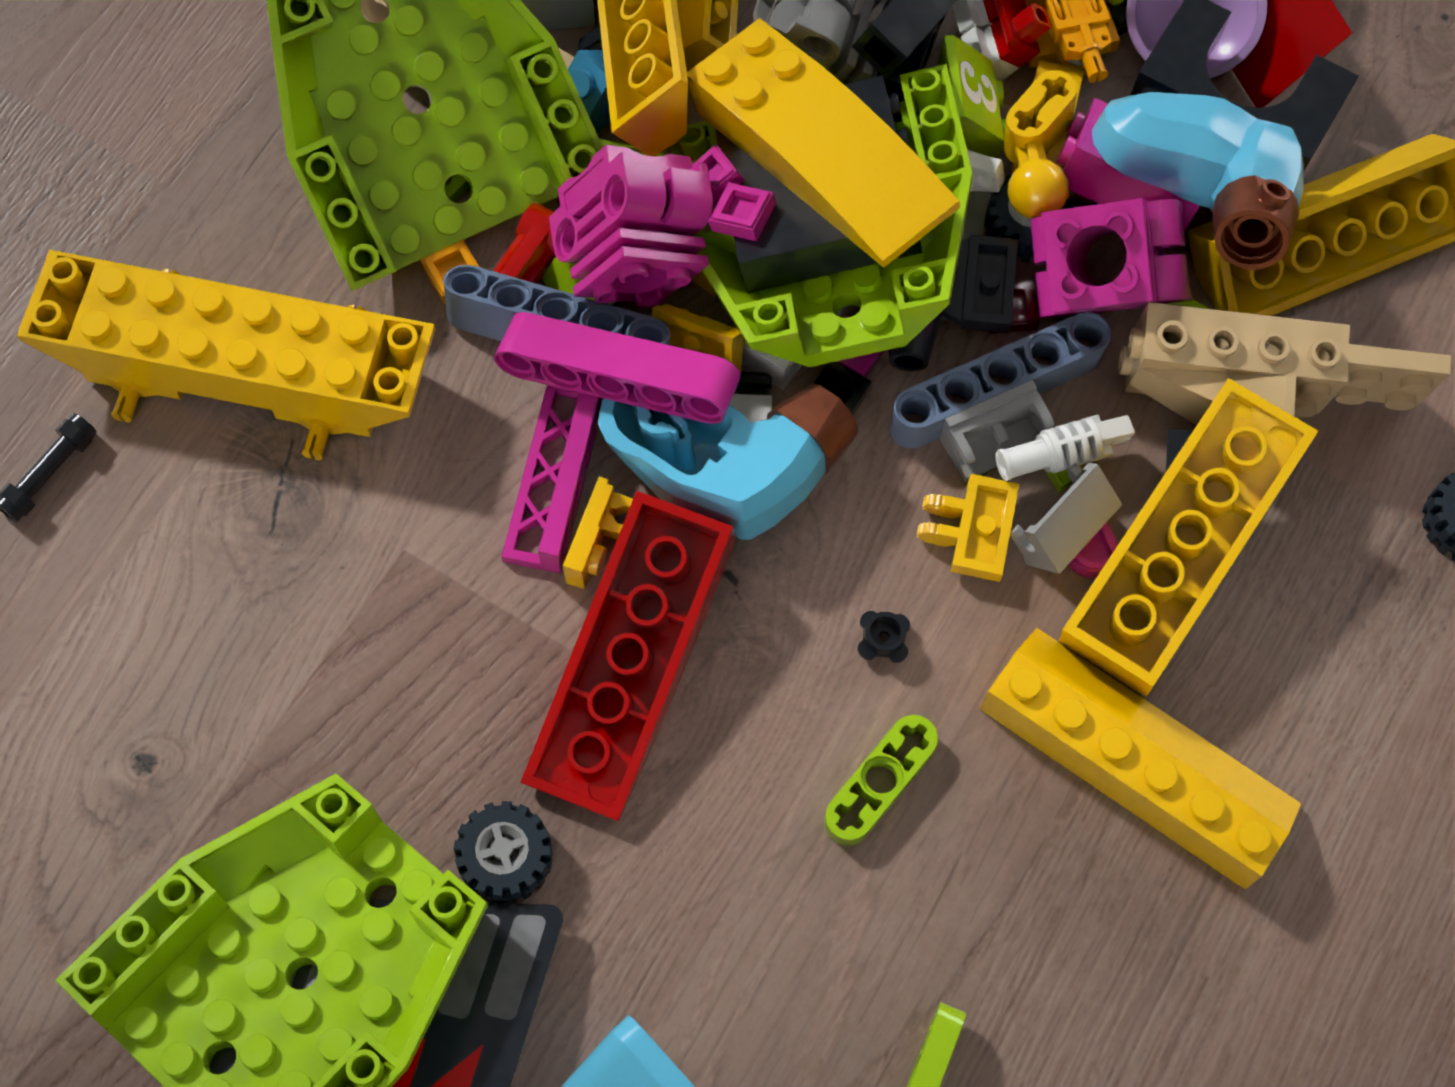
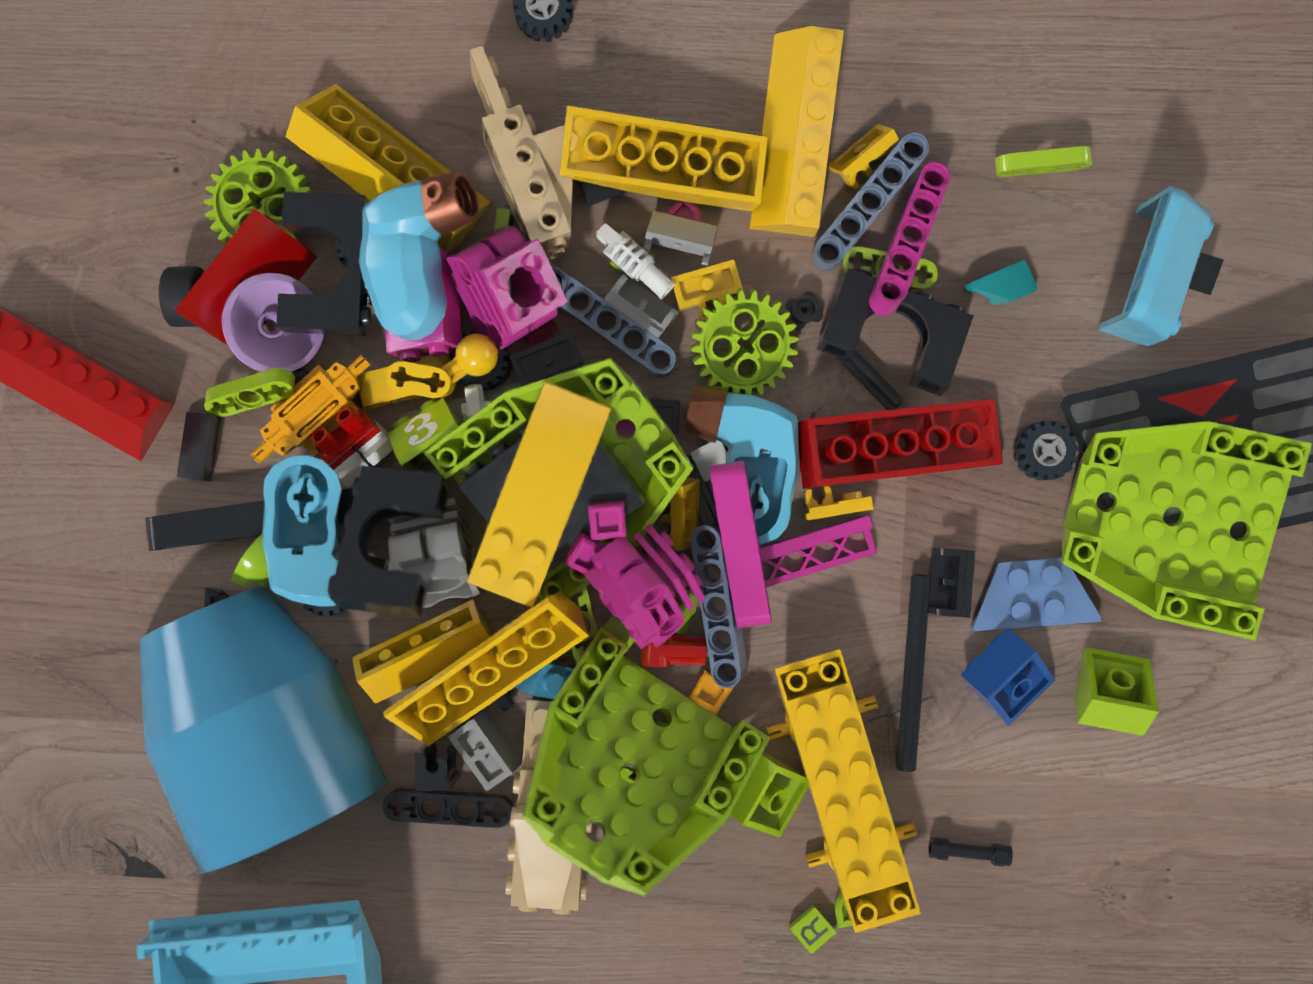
camera: 115 degrees left, 20 degrees up
(88, 235) = (812, 929): none -> lime tile
(119, 761) = (1115, 692): none -> lime slope
(232, 629) = (1008, 676): none -> blue slope
(286, 253) = (770, 796): none -> lime slope
(316, 728) = (1033, 596): none -> medium blue wing
(319, 521) = (913, 672): none -> black axle
(403, 628) = (951, 582): none -> black hinge
(755, 669) = (872, 381): none -> black axle
(771, 929) = (1005, 284): none -> teal slope
(858, 707) = (939, 325): none -> black arch
(922, 505) = (721, 324): none -> lime gear
(933, 820) = (906, 252): none -> dark pink beam
(988, 822) = (877, 188): none -> sand blue beam
(1063, 815) = (869, 147): none -> yellow plate
(1391, 78) = (246, 177): none -> lime gear

